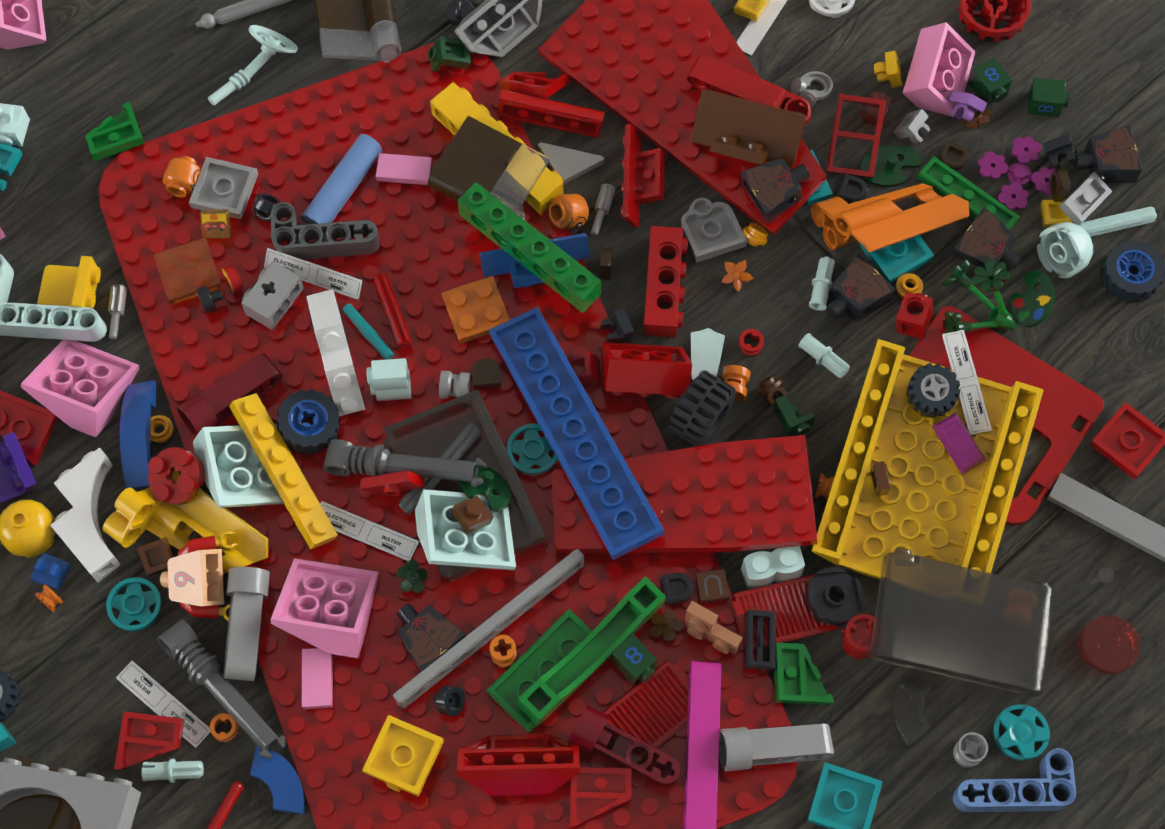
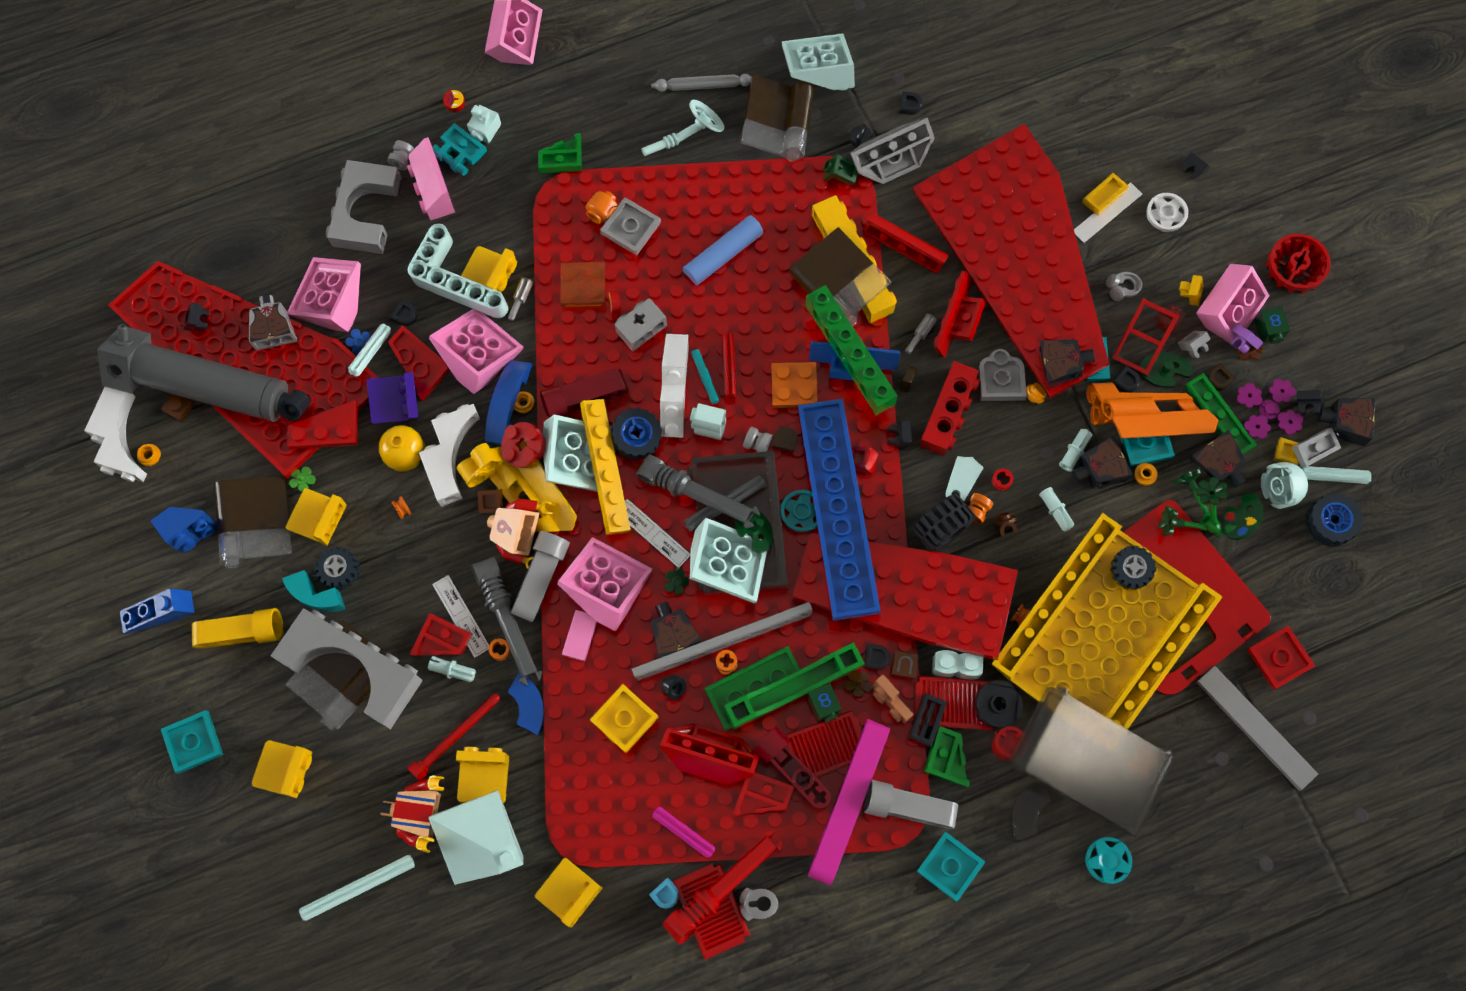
camera: 20 degrees right, 5 degrees up
(50, 571) = (409, 487): blue tile -> none
(134, 604) = (462, 533): teal wheel -> none
(209, 298) = (591, 311): black tile -> none
(215, 223) = (615, 253): clear yellow tile -> none
(264, 202) = (660, 250): black tile -> none
(316, 274) = (679, 317): white sticker -> none
(324, 233) = (697, 288): dark grey beam -> none
(392, 483) = (684, 504): red plate -> none
(403, 169) = (774, 253): bright pink tile -> none
(472, 514) = (736, 549): reddish brown plate -> none
(534, 83) = (900, 214): red wing -> none
(568, 211) = (893, 328): orange head -> none
(569, 162) = (906, 287): light grey tile -> none
(645, 369) = (910, 475): red slope -> none
(726, 79) = (1069, 276): red piece -> none
(736, 274) = (1009, 420): orange plant -> none
(747, 129) = (1057, 307): reddish brown bracket -> none
(788, 417) = (1010, 549): dark green bracket -> none
(880, 478) = (1065, 624): reddish brown tile -> none
(912, 324) = (1138, 507): red brick -> none
(959, 443) = (1139, 616): magenta tile -> none
(970, 391) = (1164, 569): white sticker -> none
(971, 744) = (1067, 859): light grey wheel -> none
(1013, 788) = (1085, 905): medium blue beam -> none
(1047, 97) = (1315, 353): dark green brick -> none
(1059, 184) = (1298, 429): dark brown tile -> none
(1109, 644) = (1204, 815): clear red tile -> none

